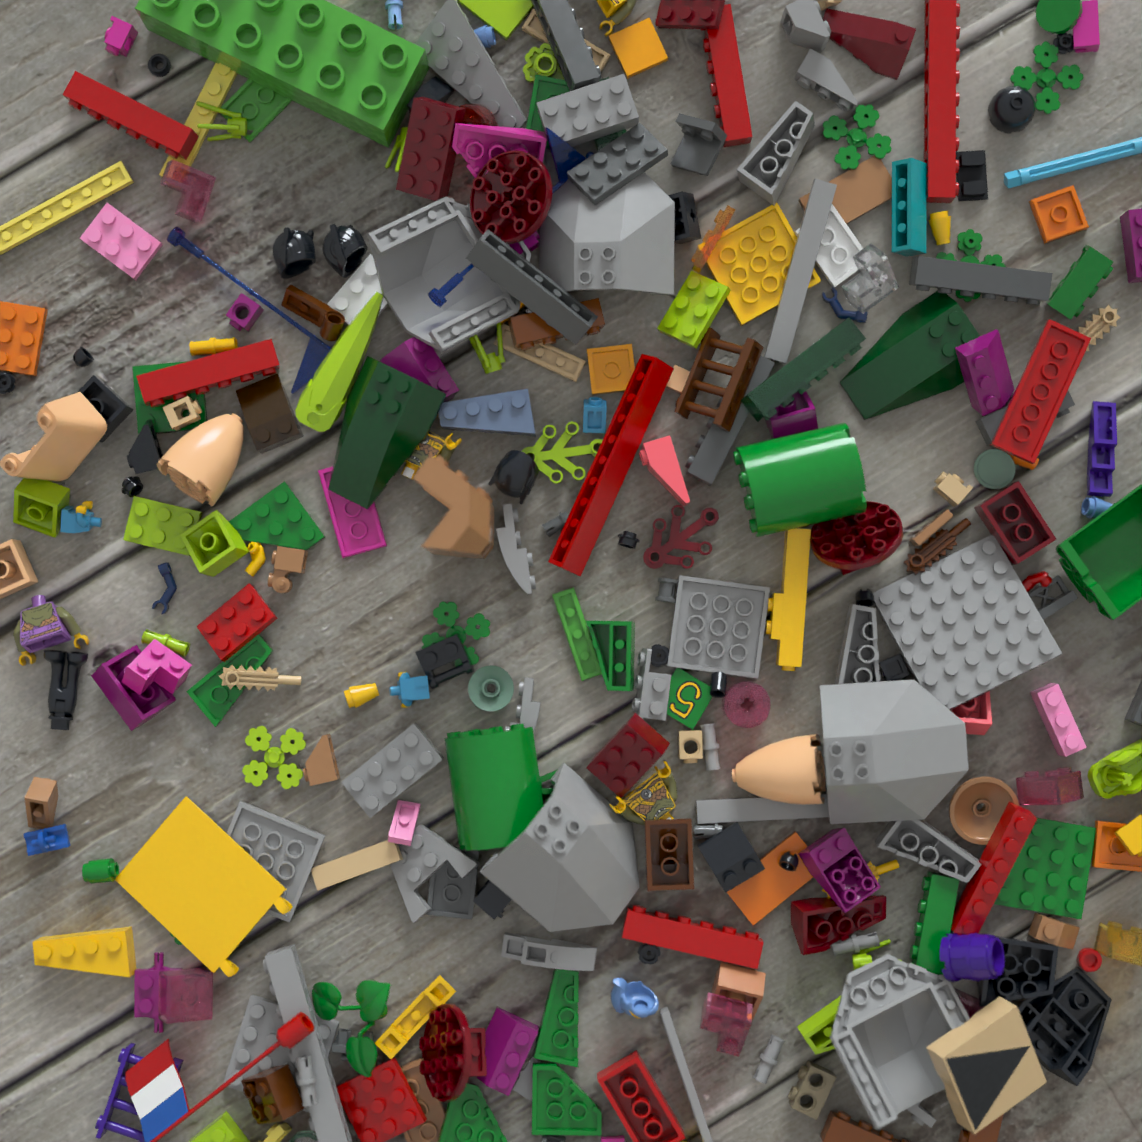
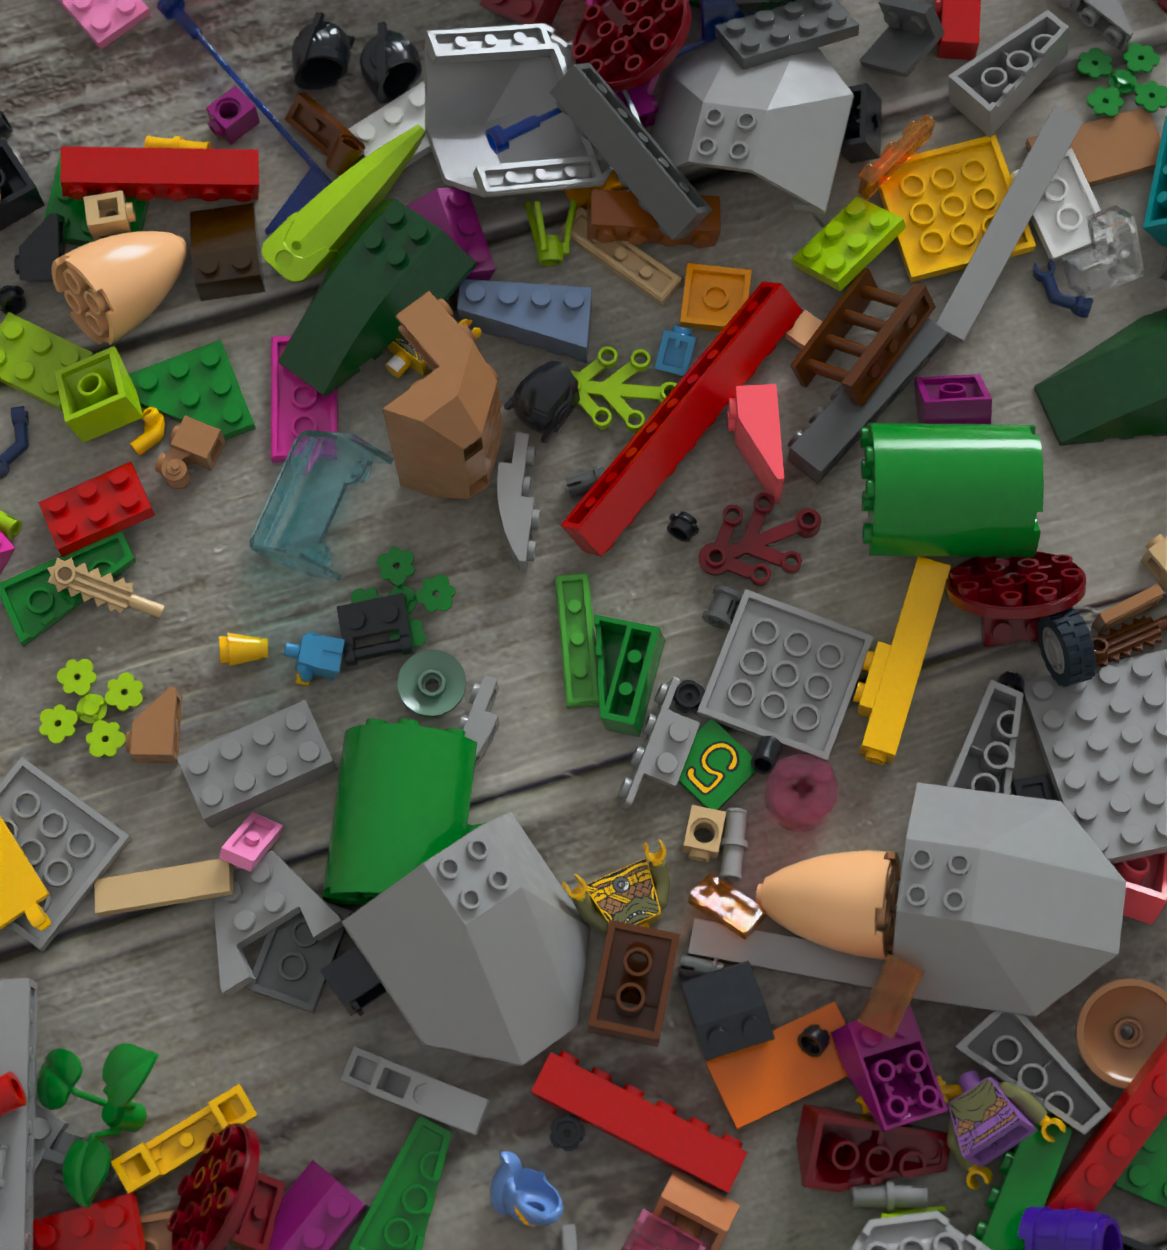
camera: 15 degrees right, 15 degrees down
(374, 587) = (308, 498): none -> clear light blue windscreen
(628, 755) = (607, 818): dark red brick -> none
(715, 789) = (727, 906): none -> clear orange plate
(803, 369) = (985, 349): clear green brick -> none
(832, 831) = (890, 996): none -> clear orange plate
(899, 574) = (1067, 647): none -> black wheel
(909, 886) = (990, 1121): none -> torso

